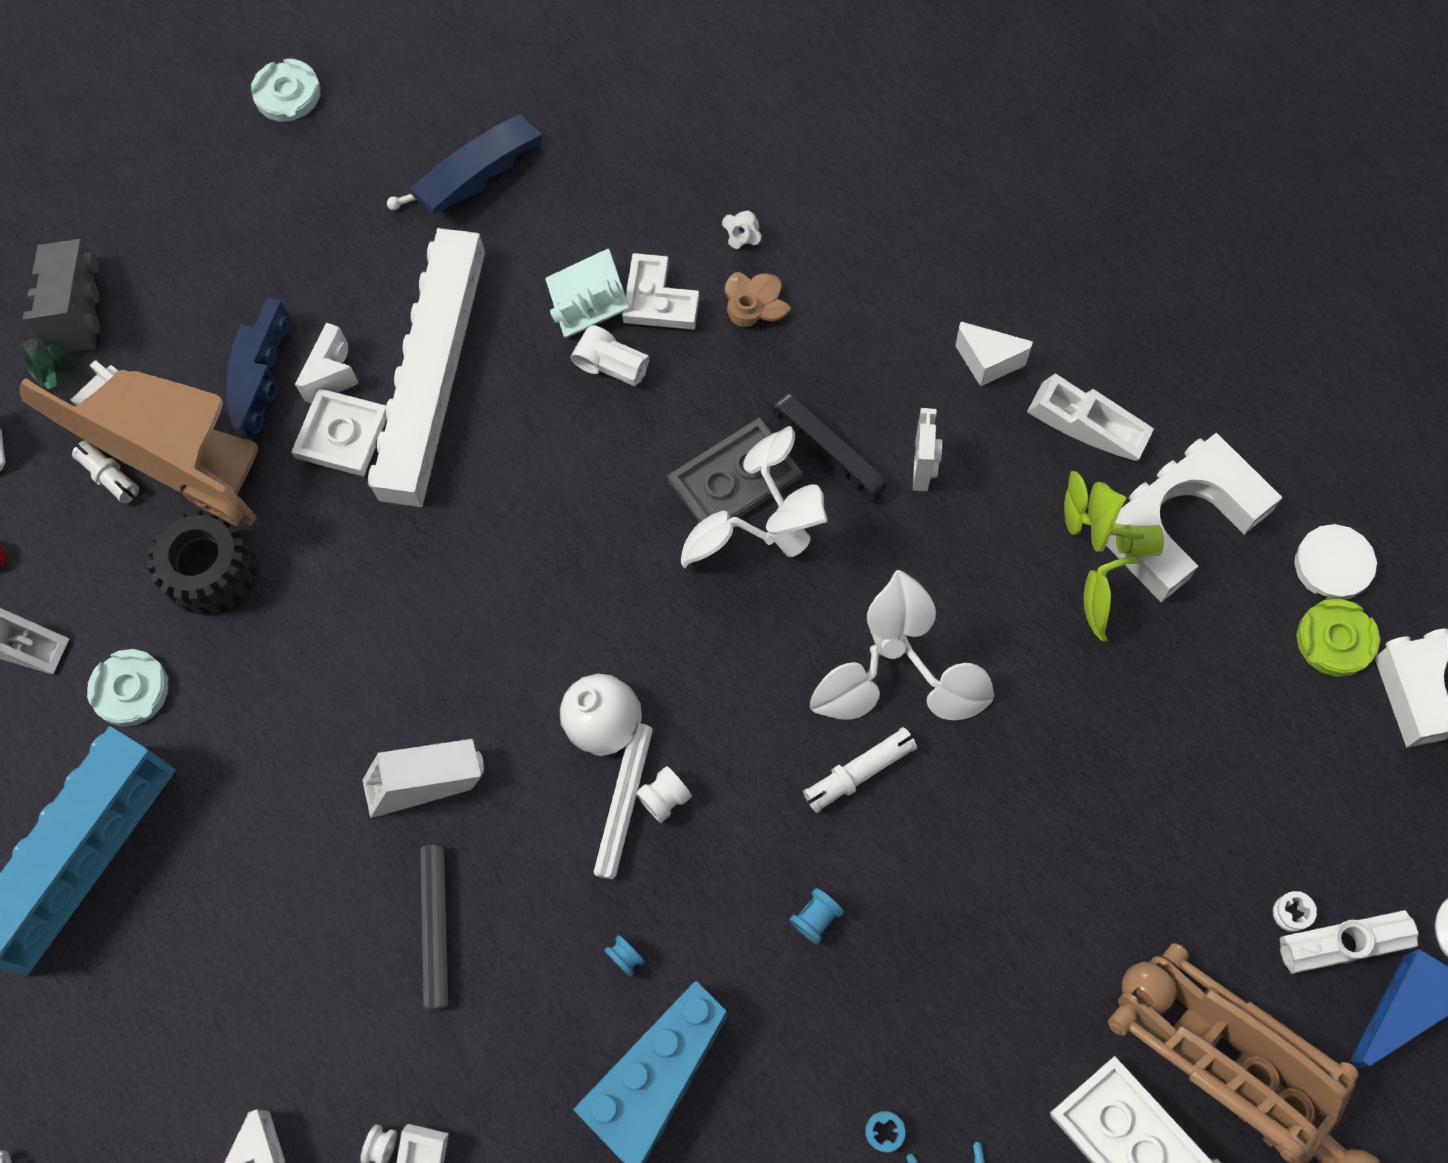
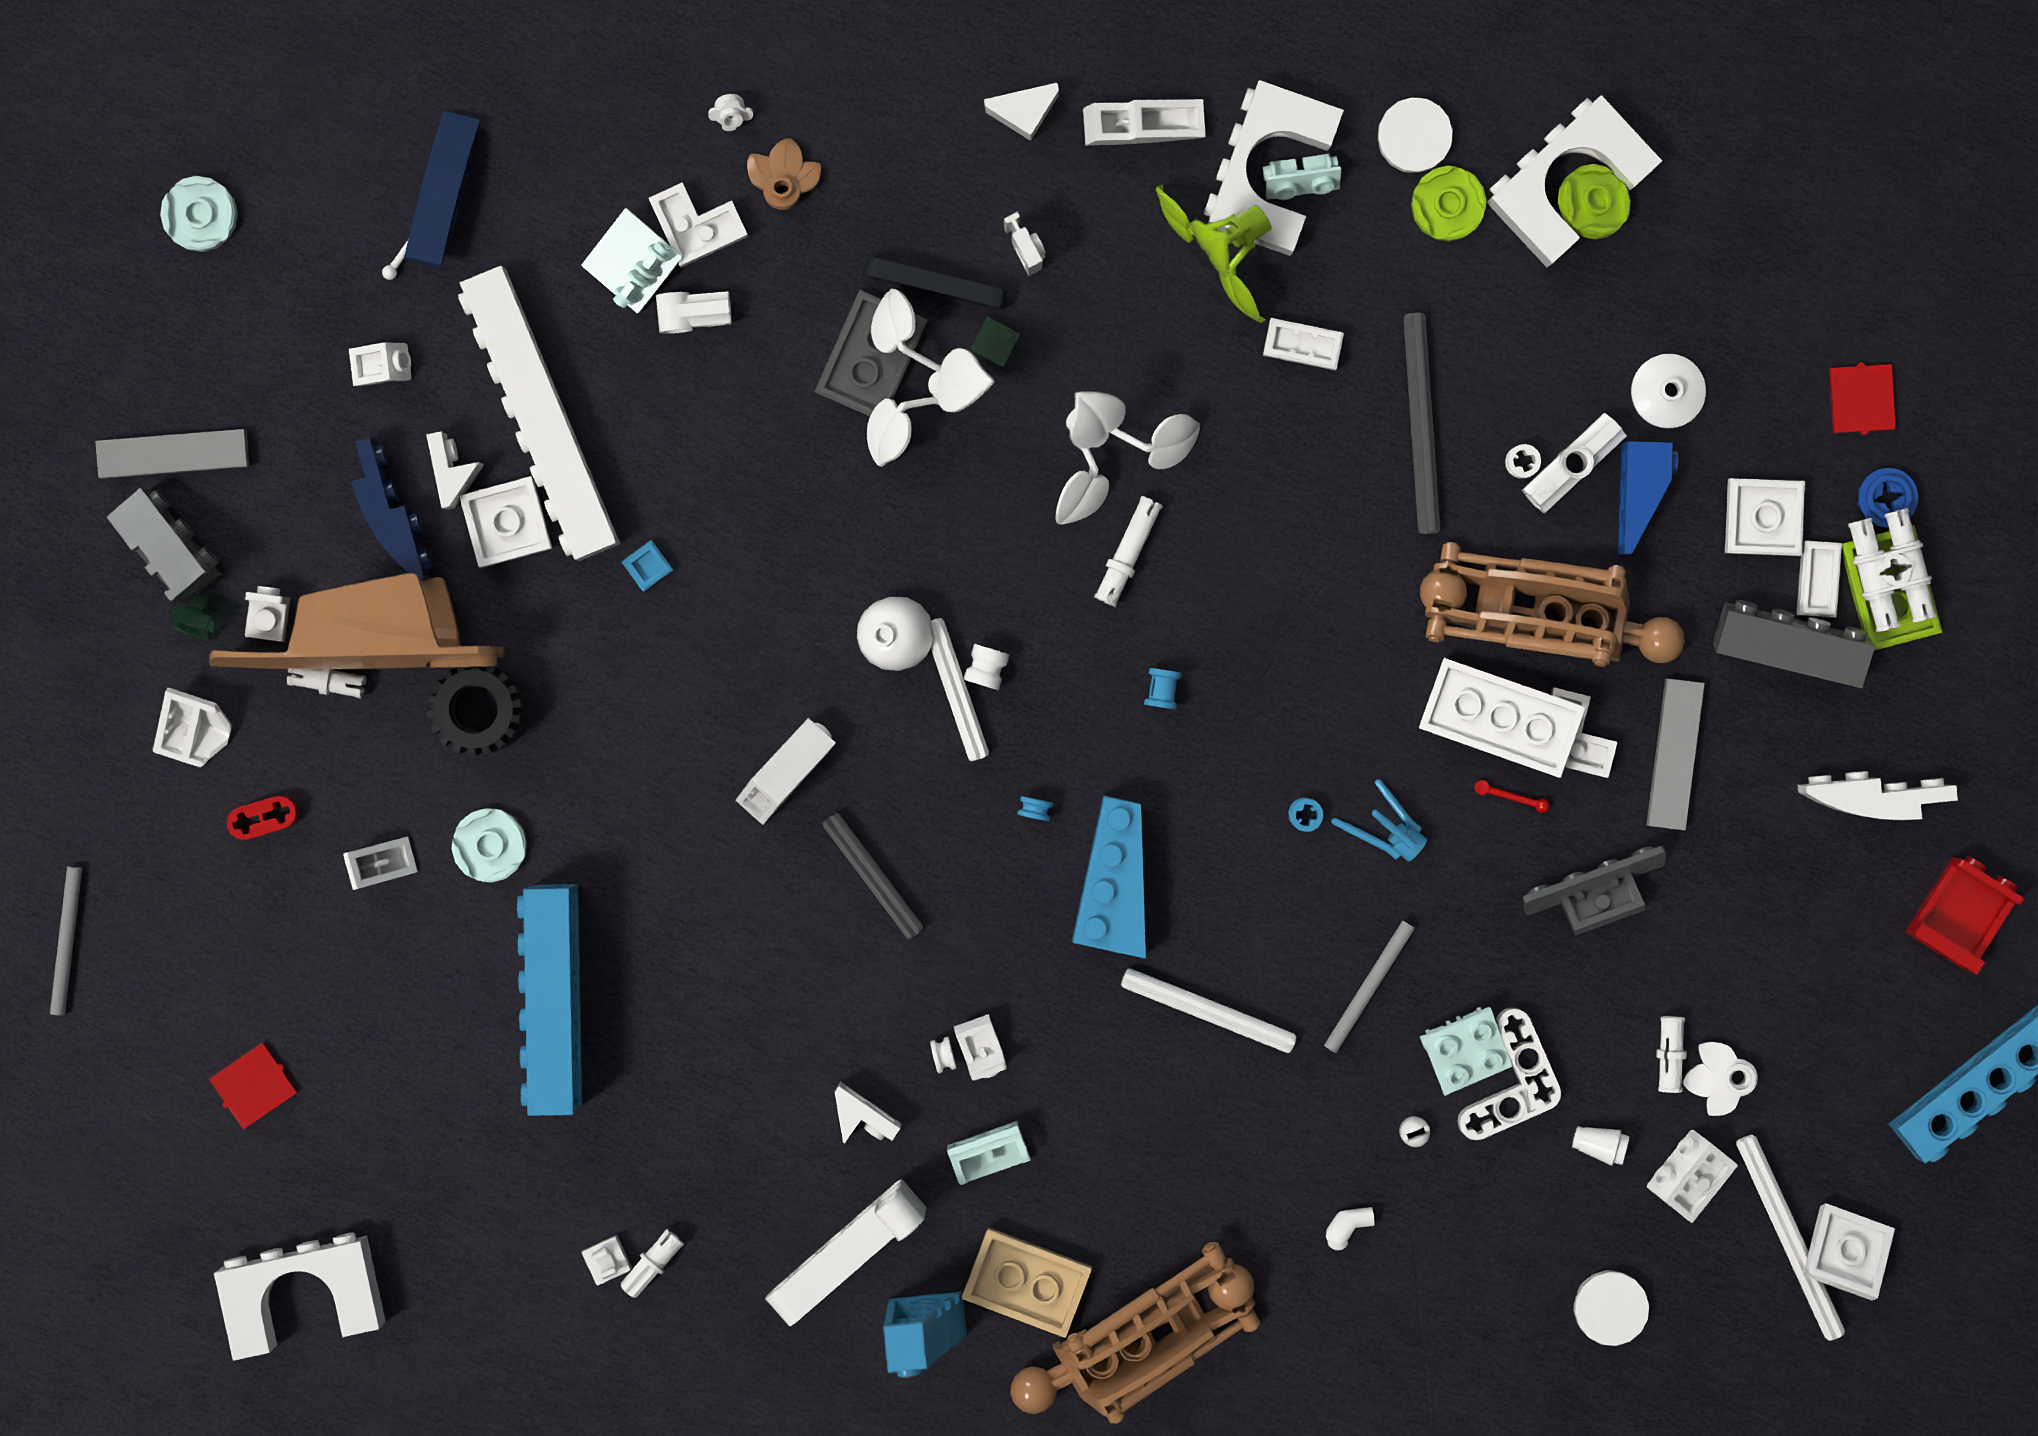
camera: 35 degrees left, 20 degrees up
(130, 239) = (172, 453): none -> light grey tile
(336, 258) = (380, 363): none -> white bracket
(430, 536) = (647, 566): none -> dark azure tile
(850, 524) = (995, 342): none -> clear green tile
(1132, 680) = (1303, 344): none -> white plate
(1208, 819) = (1421, 423): none -> dark grey axle
(1217, 545) = (1318, 177): none -> light aqua hinge

